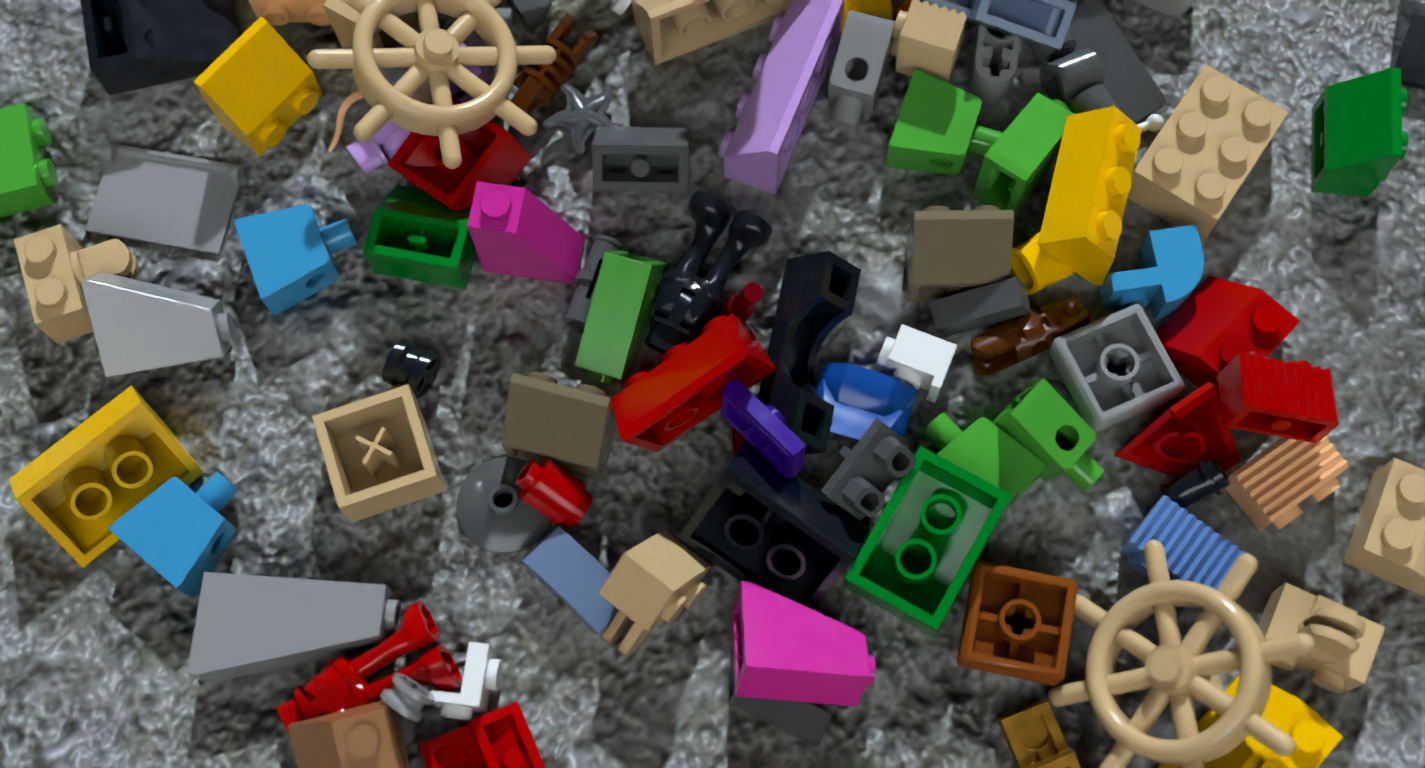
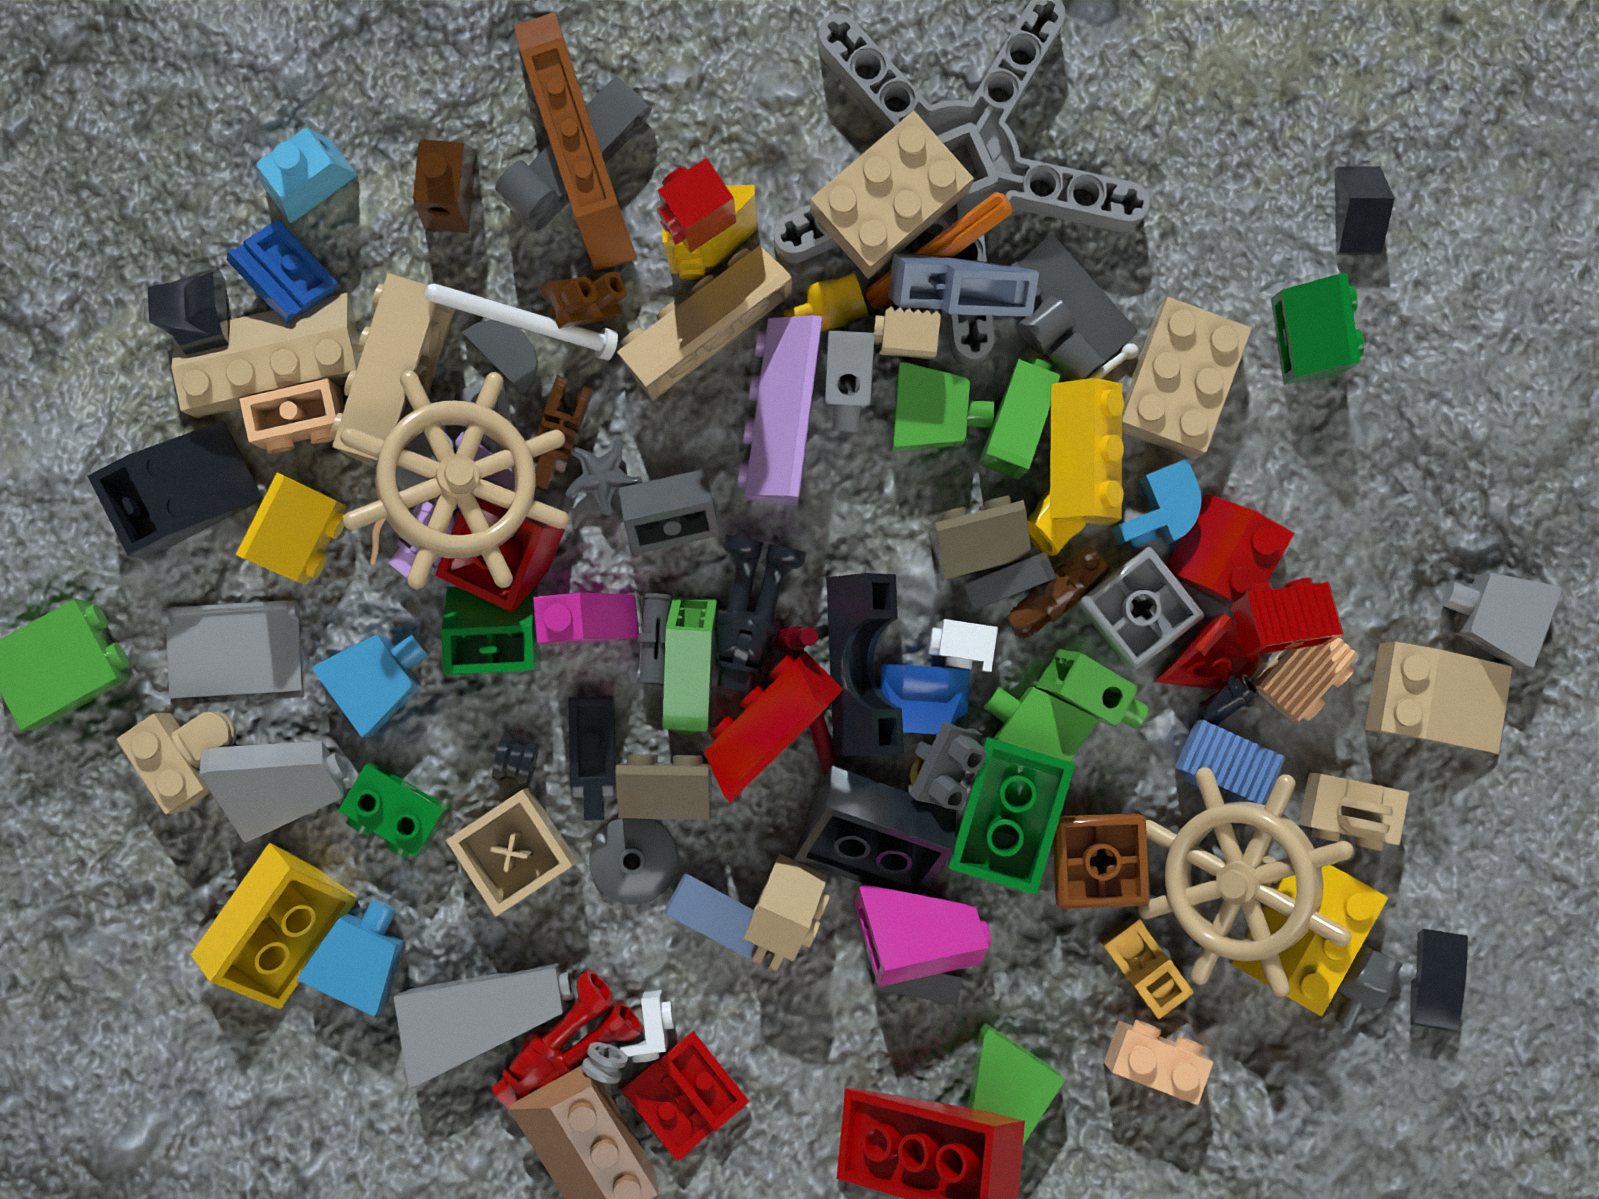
camera: 20 degrees left, 15 degrees up
(271, 386) = (393, 810): none -> green brick
(499, 353) = (592, 752): none -> black hinge
(553, 492) = (675, 846): red brick -> none
(763, 428) = (847, 755): dark purple plate -> none

